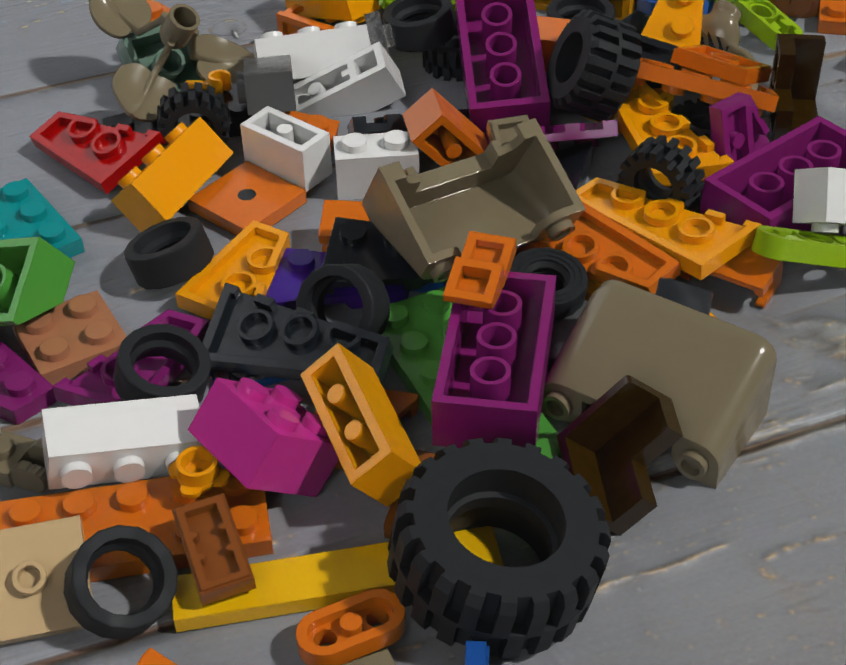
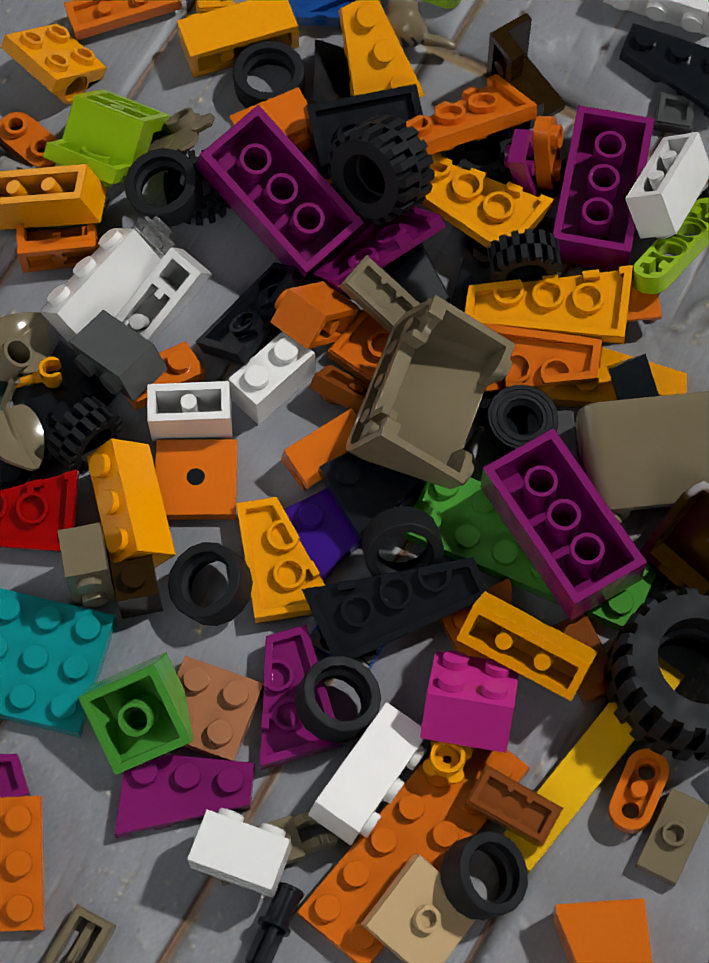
camera: 40 degrees left, 25 degrees up
(88, 183) = (87, 565): none -> dark tan brick
(112, 223) = (136, 587): none -> dark brown brick
(481, 270) = (508, 467): orange slope -> none
(721, 64) = (457, 85): orange tile -> none
(765, 124) = (546, 145): none -> orange plate

